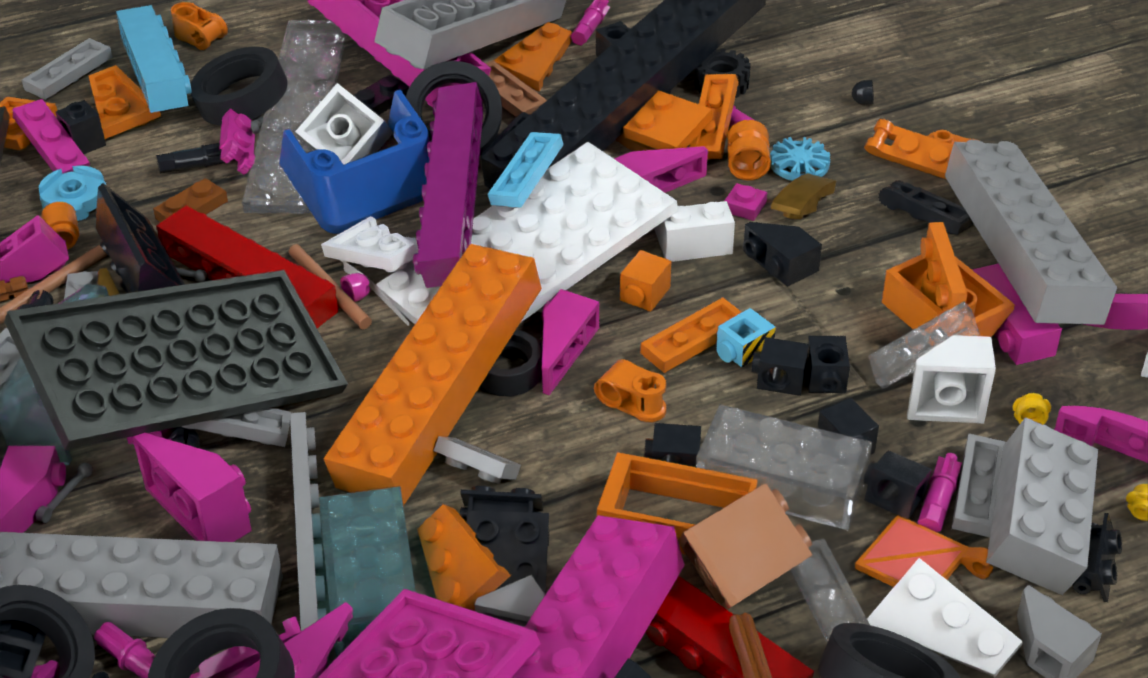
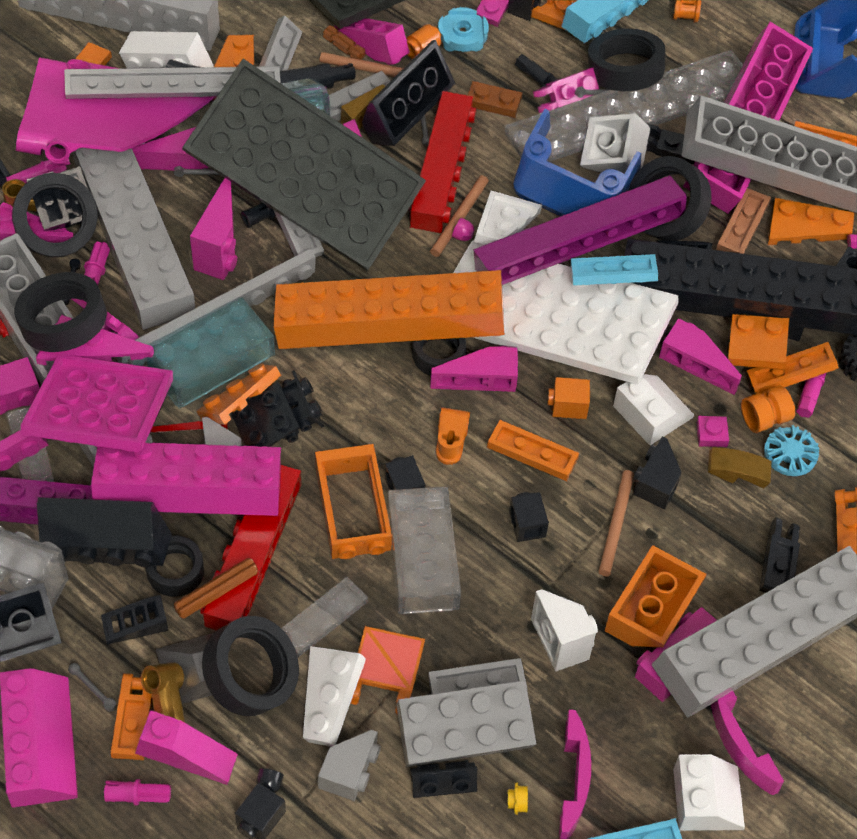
camera: 60 degrees right, 15 degrees up
(462, 454) = (337, 369): light grey plate -> none
(736, 337) = (543, 479): medium azure brick -> none
(745, 546) = (309, 544): nougat slope -> none
(821, 308) = (616, 523): none -> nougat bar
(827, 364) = (551, 535): black brick -> none
(849, 420) = (481, 579): black brick -> none
(896, 484) = (443, 626): black brick -> none
(900, 356) = (595, 599): clear plate -> none
(942, 486) = (457, 658): dark pink piece -> none
(943, 267) = (659, 580): orange plate -> none
(1032, 407) = (577, 696): yellow plate -> none

